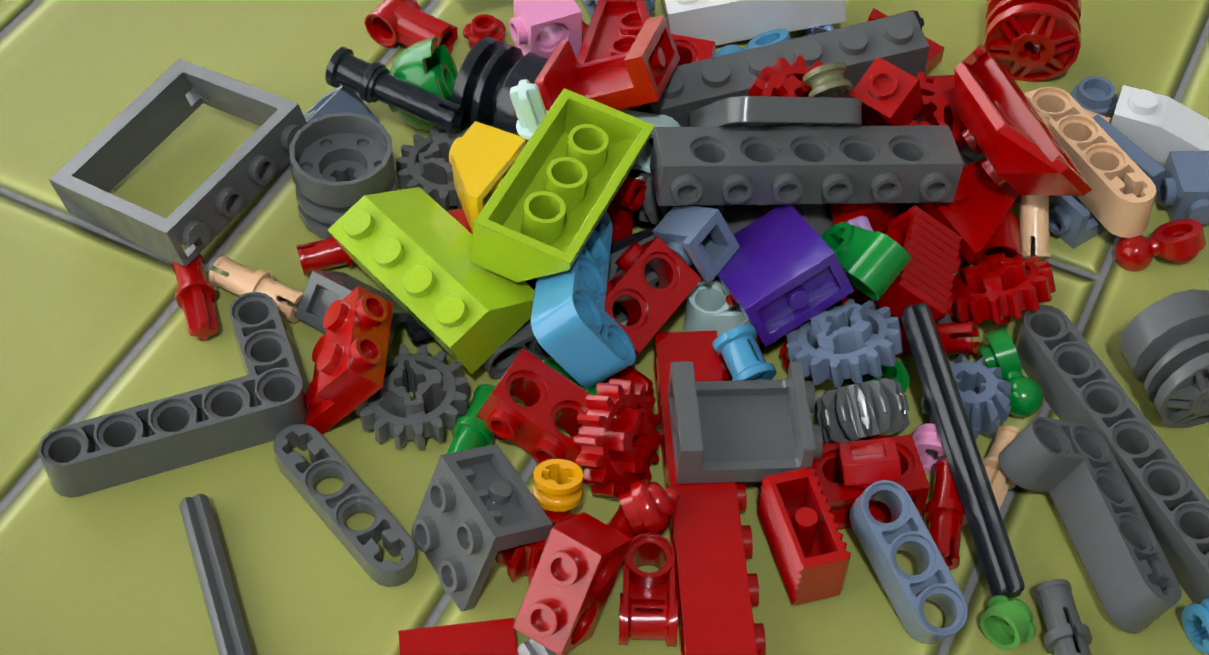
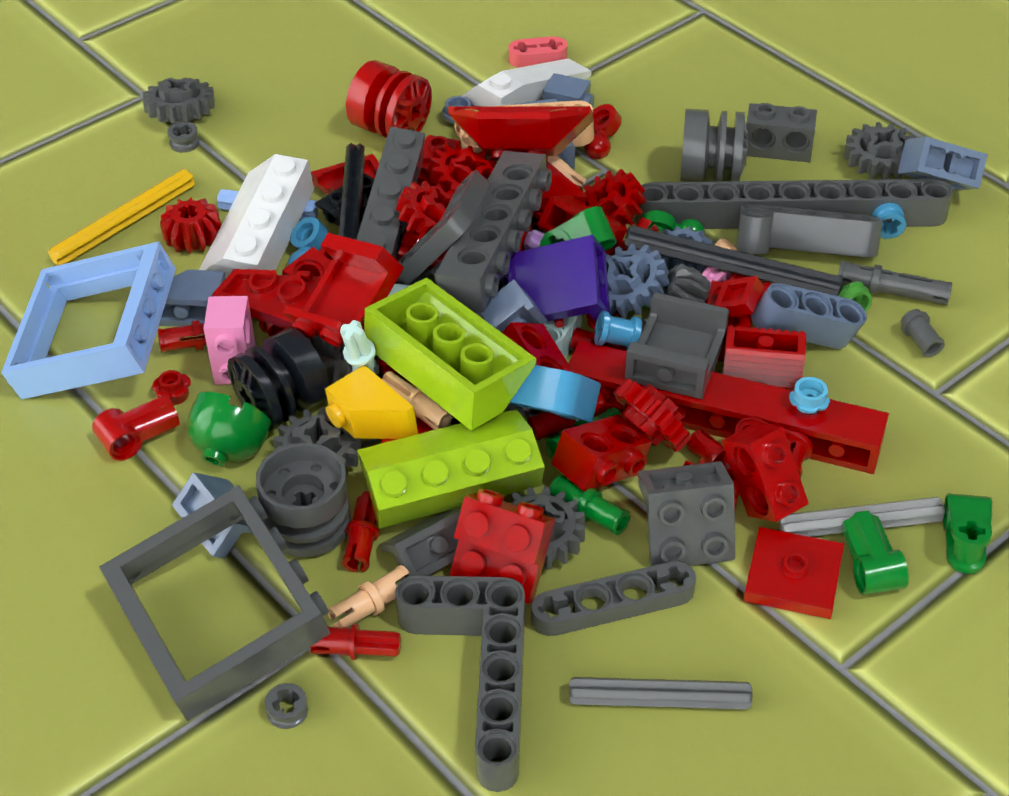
camera: 65 degrees left, 5 degrees down
(104, 263) = (284, 692): none -> dark grey bush
(377, 84) = (223, 445): black pin -> none
(558, 485) = (680, 451): light orange bush -> none
(649, 506) = (717, 418): red plate -> none
(733, 582) = (810, 395): none -> medium azure plate
(828, 81) = (448, 179): olive bush -> none
(888, 95) = (461, 159): red brick -> none

